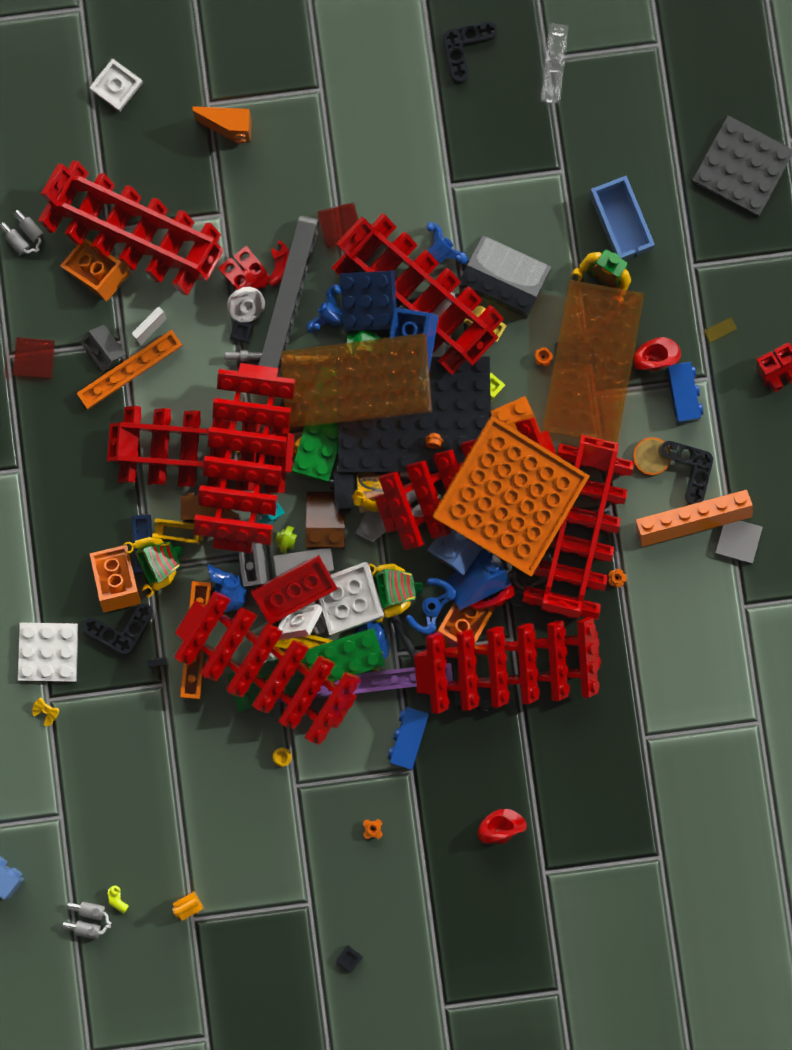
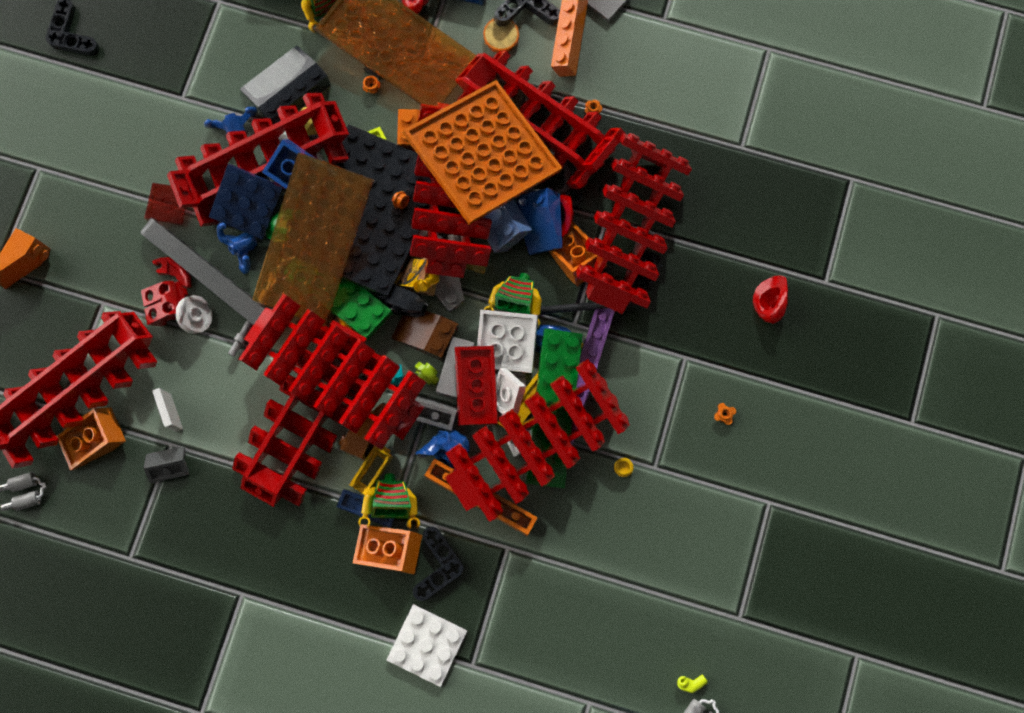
camera: 65 degrees left, 5 degrees down
(34, 357) = (143, 533): clear red tile -> none
(51, 713) = (486, 668): yellow piece -> none
(129, 369) = (199, 448): orange plate -> none
(157, 662) = (484, 543): black tile -> none
(187, 906) = (726, 618): light orange brick -> none
(241, 332) = (217, 331): black tile -> none
(349, 958) = (835, 488): black tile -> none
(408, 738) = (656, 345): blue brick -> none
(431, 626) = (549, 266): blue piece -> none

